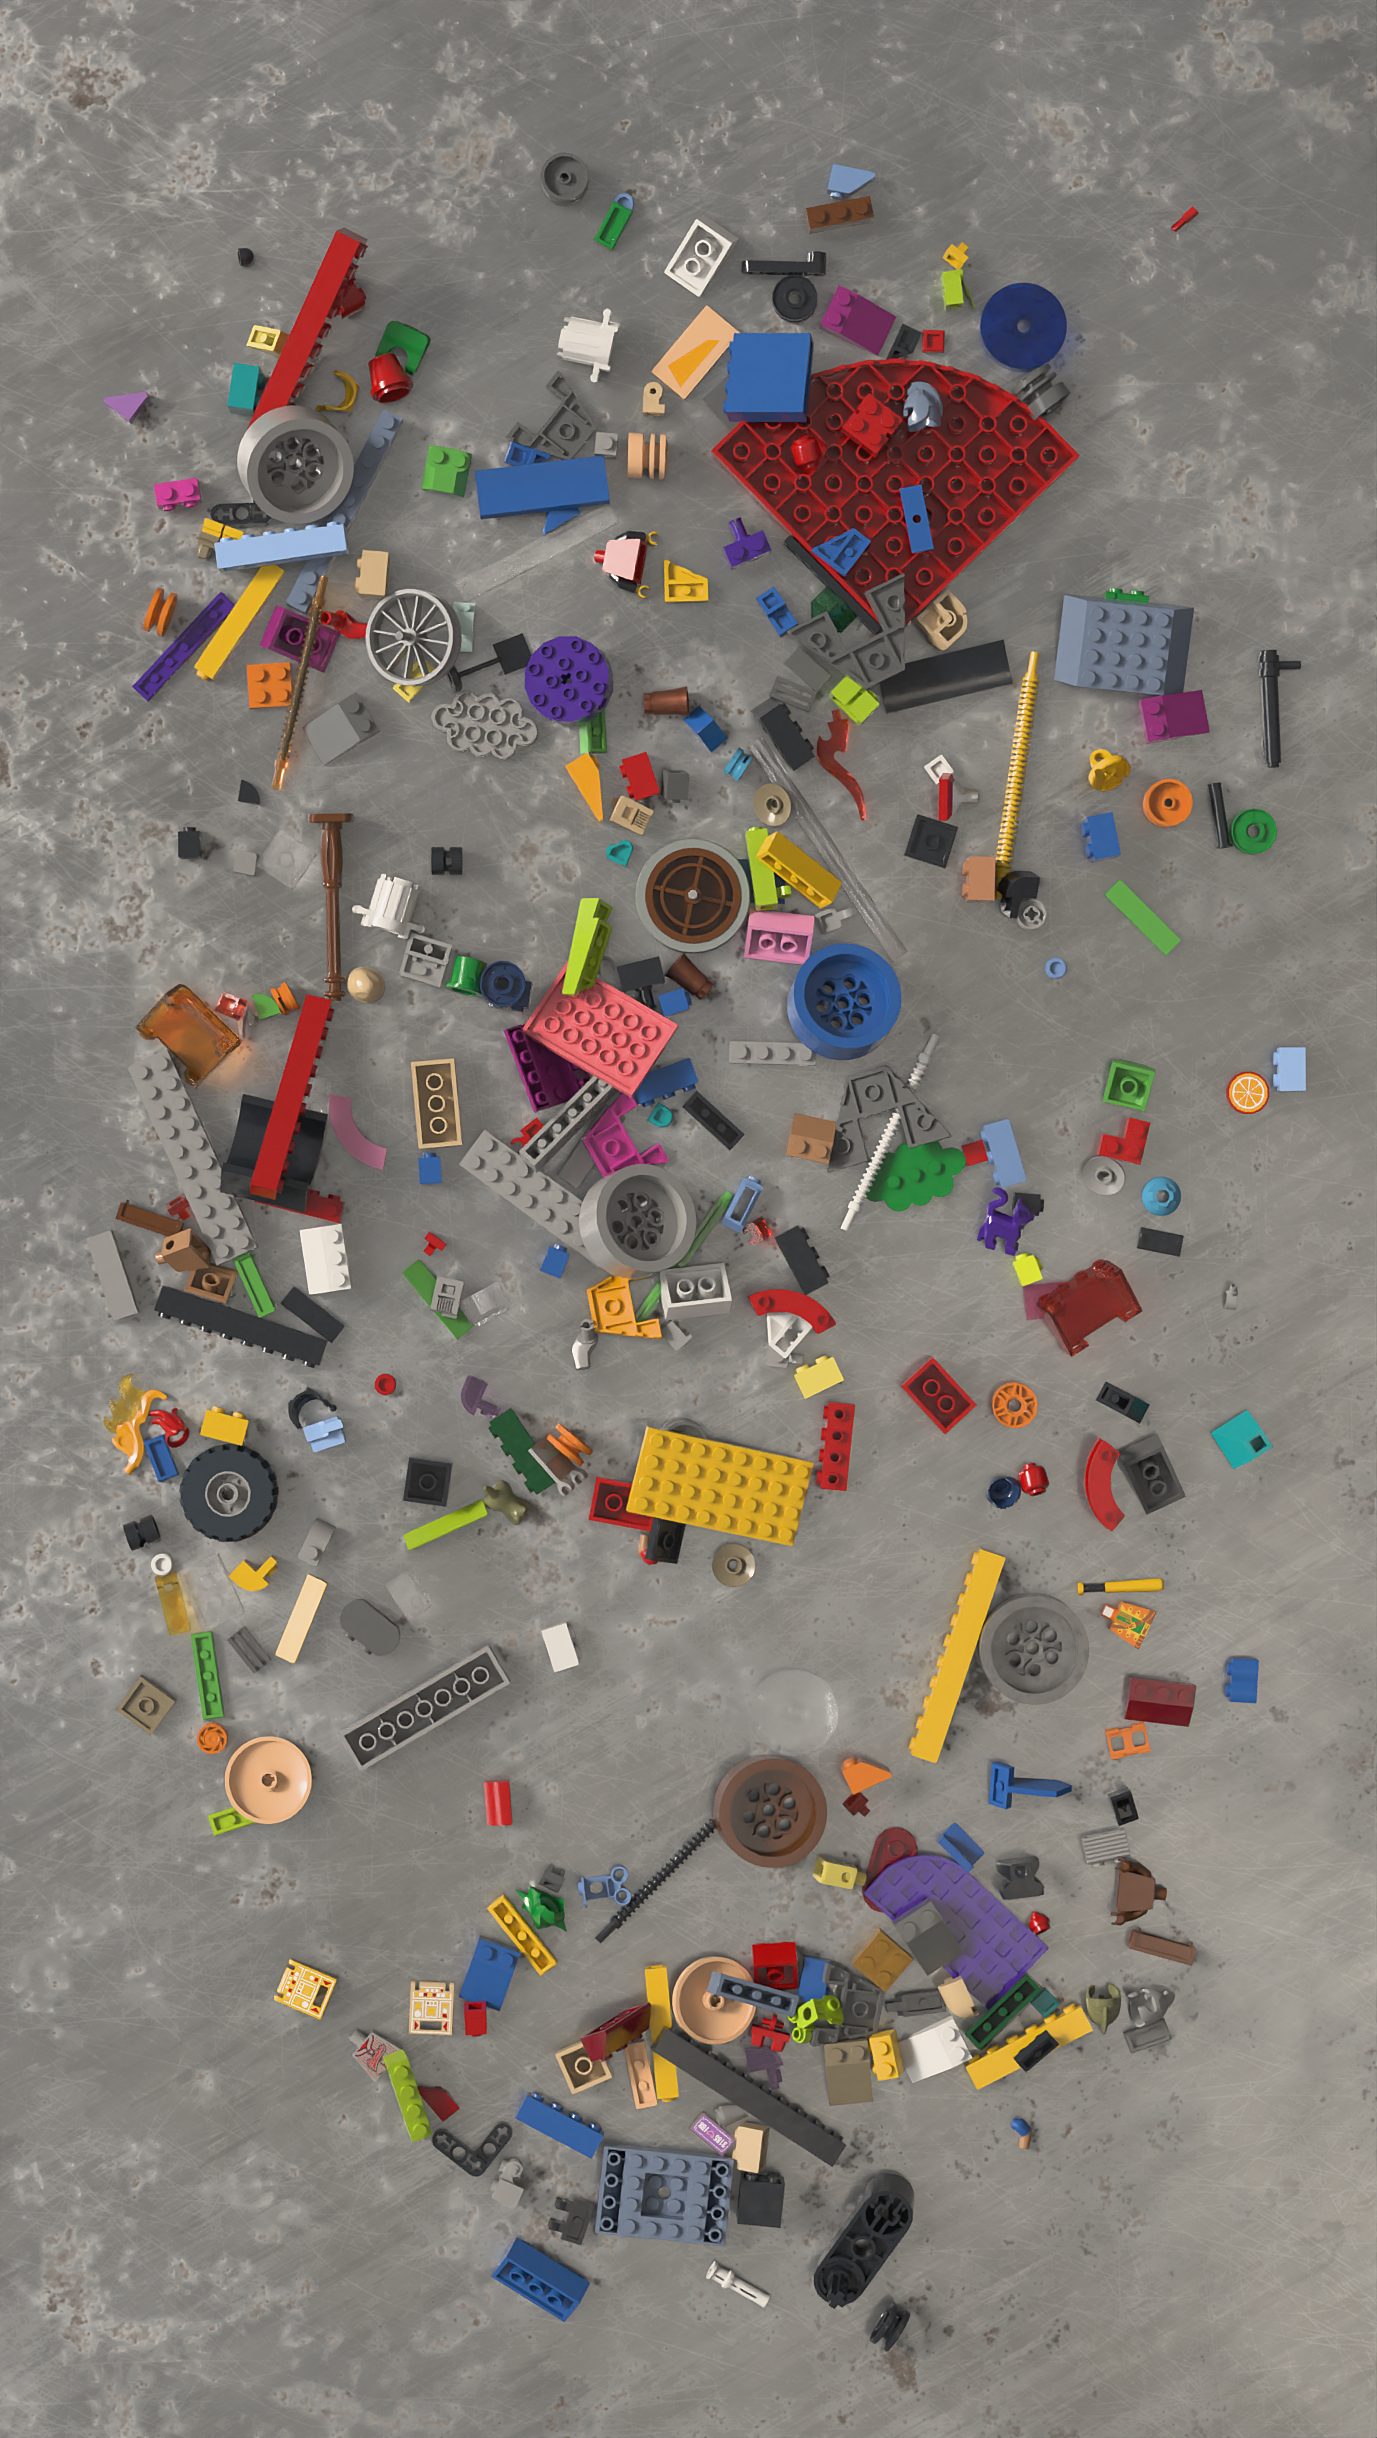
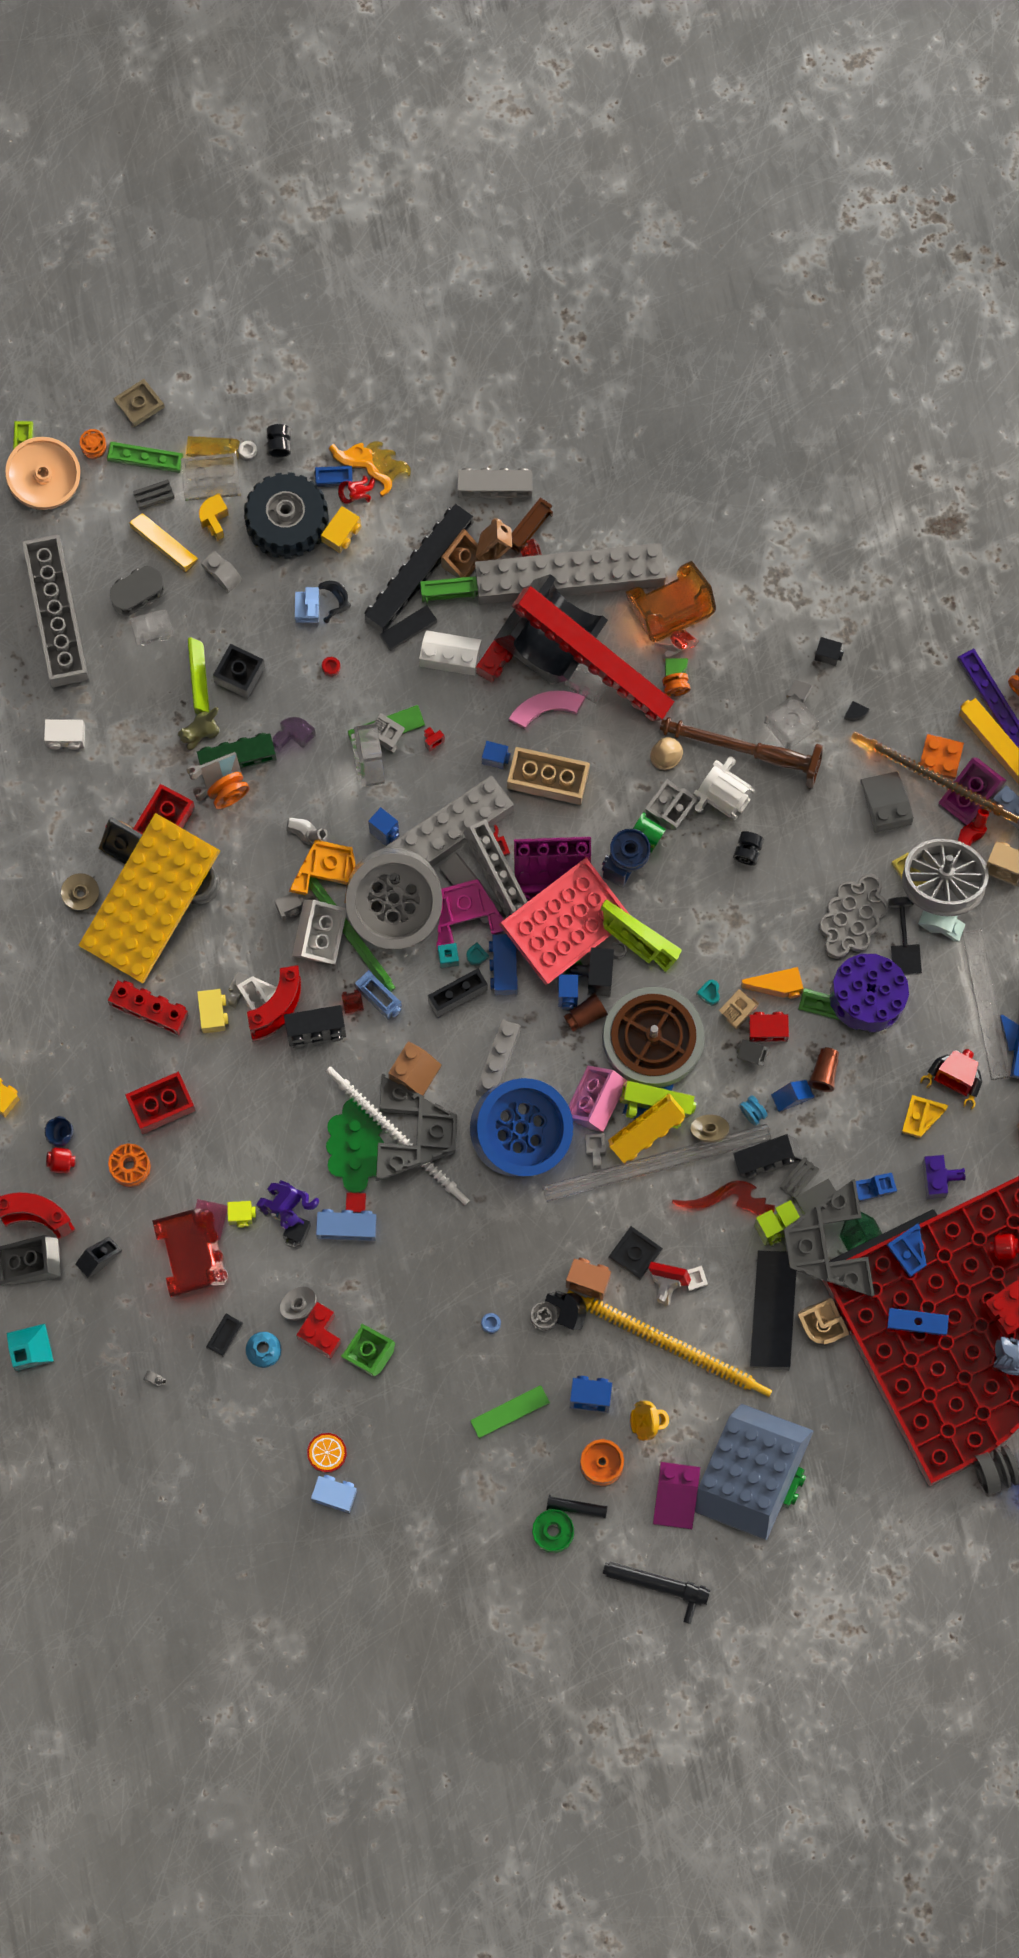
camera: 105 degrees right, 15 degrees down
(673, 1153) = (447, 949): none -> teal piece

